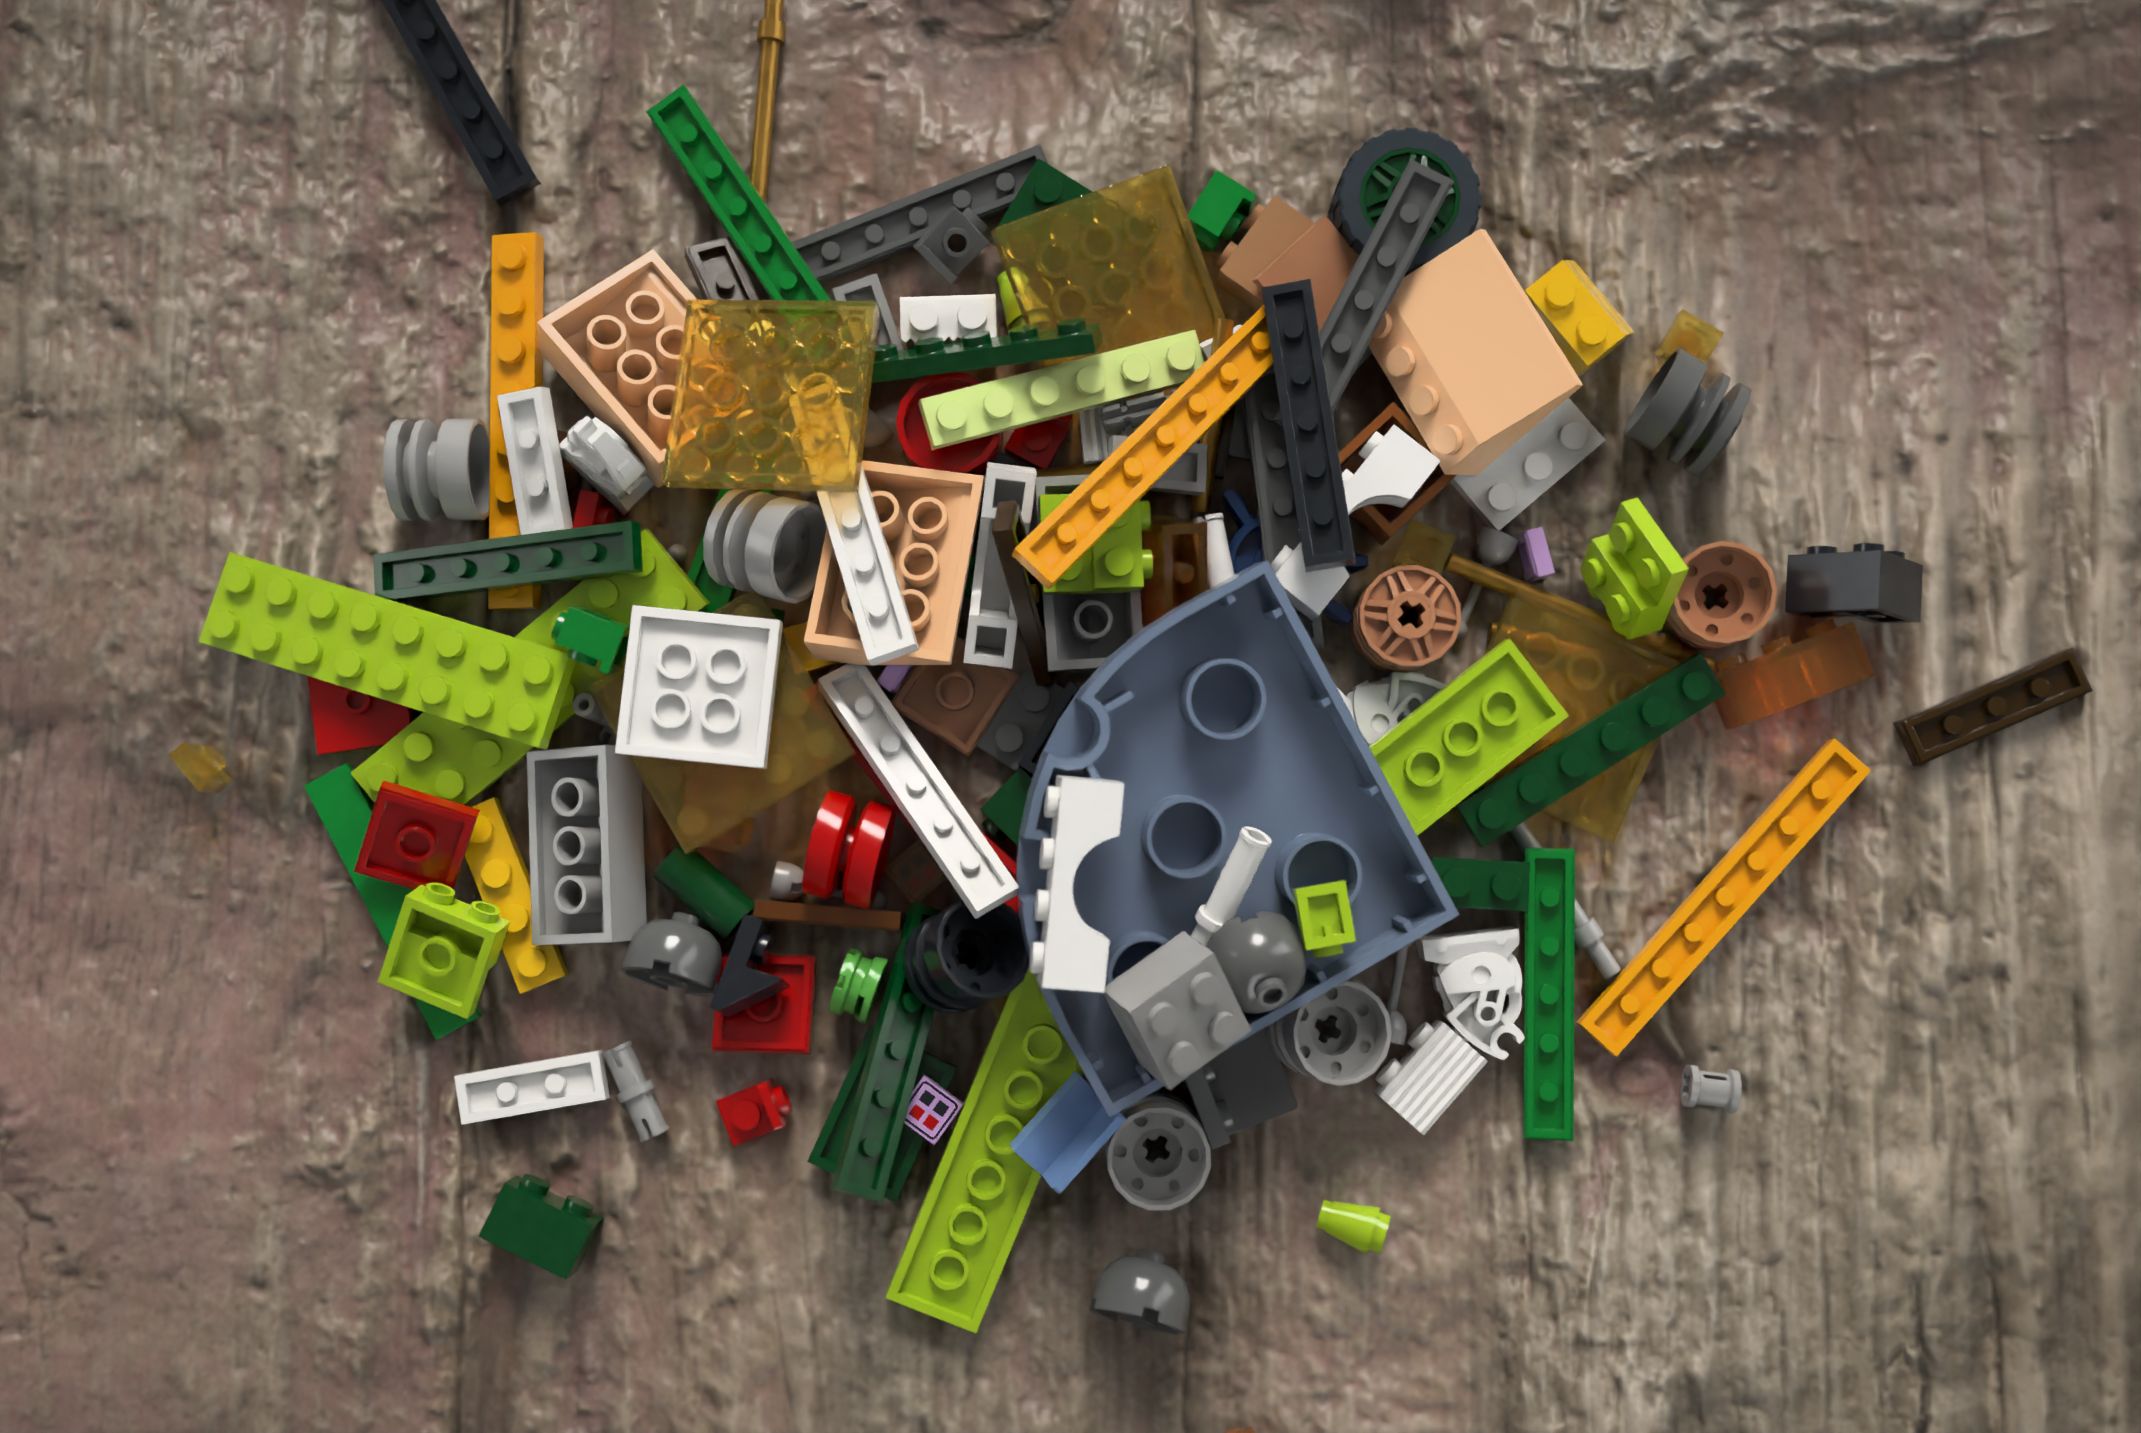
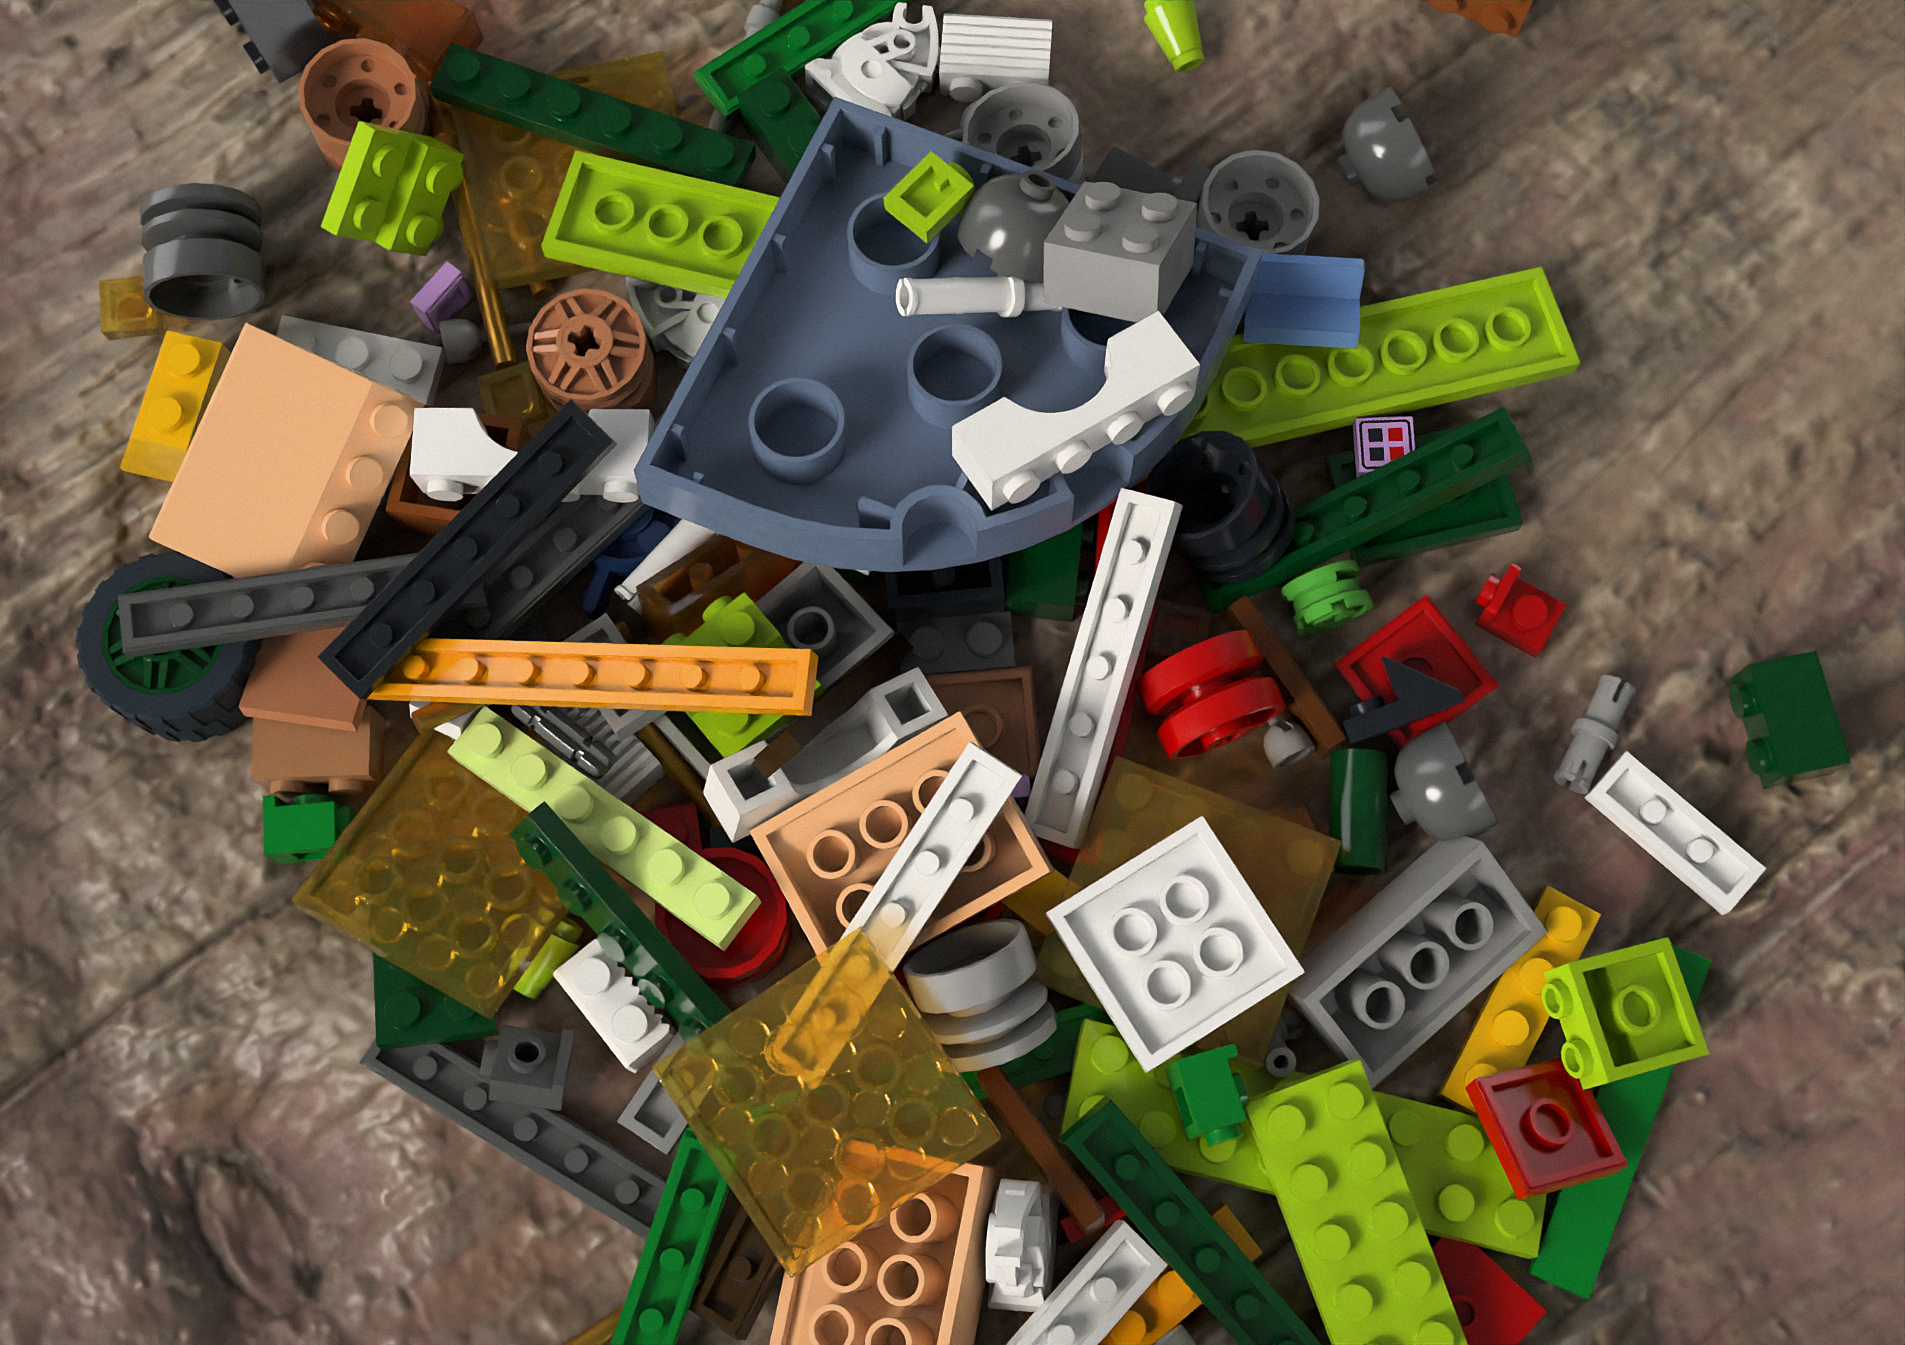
camera: 125 degrees left, 10 degrees down
(640, 511) = (1042, 1150): none -> reddish brown tile

